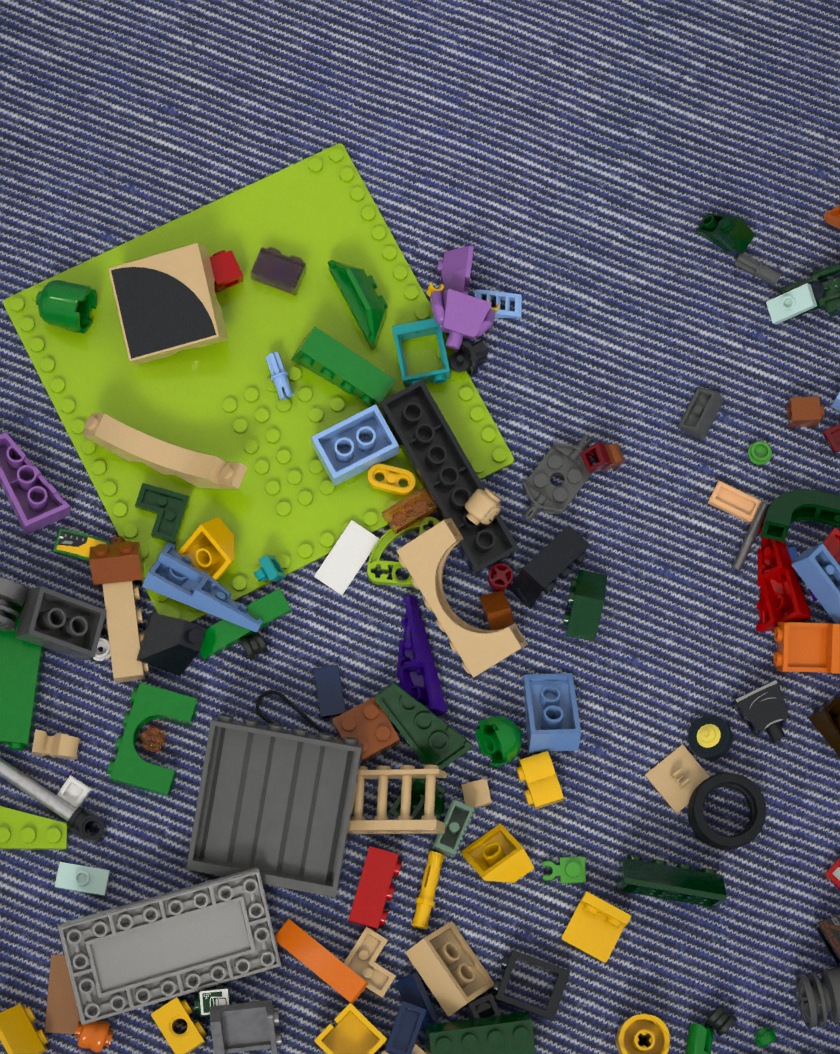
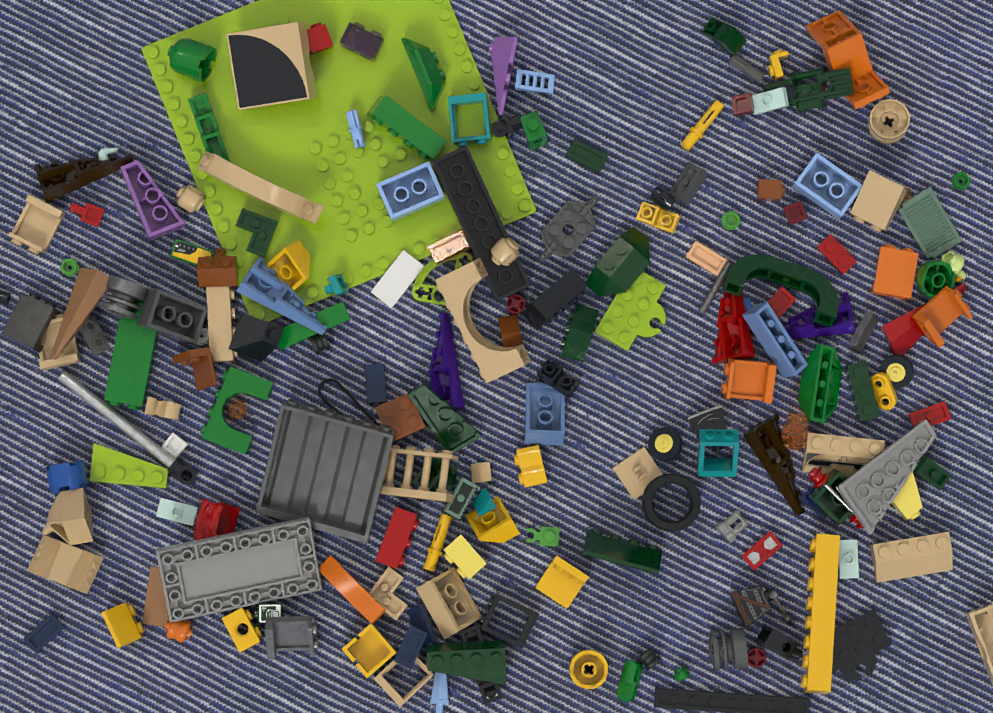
camera: 10 degrees right, 10 degrees up
(75, 477) = (190, 198): none -> tan head
(90, 382) = (207, 125): none -> green slope
(103, 683) = (201, 364): none -> dark orange bracket
(133, 881) = (215, 519): none -> red piece
(392, 477) = (437, 220): yellow plate -> none
(460, 314) = (502, 93): medium lavender torso -> none
(465, 904) = (464, 557): none -> light yellow brick
(483, 832) = (483, 502): none -> teal slope
(499, 739) = (503, 432): green cylinder -> none
(502, 358) = (533, 130): none -> green torso
(559, 664) = (556, 378): none -> black slope
(571, 389) = (586, 156): none -> dark green tile
(605, 455) = (607, 215): dark red leg -> none
(628, 517) = (620, 264): none -> dark green wedge
(649, 573) = (631, 313): none -> lime plate
(668, 457) = (658, 218): none -> yellow slope
(672, 432) = (662, 198): none -> black piece
(705, 348) = (697, 131): none -> yellow pin
(758, 311) = (742, 104): none -> dark red plate
(783, 760) = (717, 466): none -> teal window
(792, 264) = (775, 67): none -> yellow bracket
(801, 843) = (725, 529): none -> light grey piece

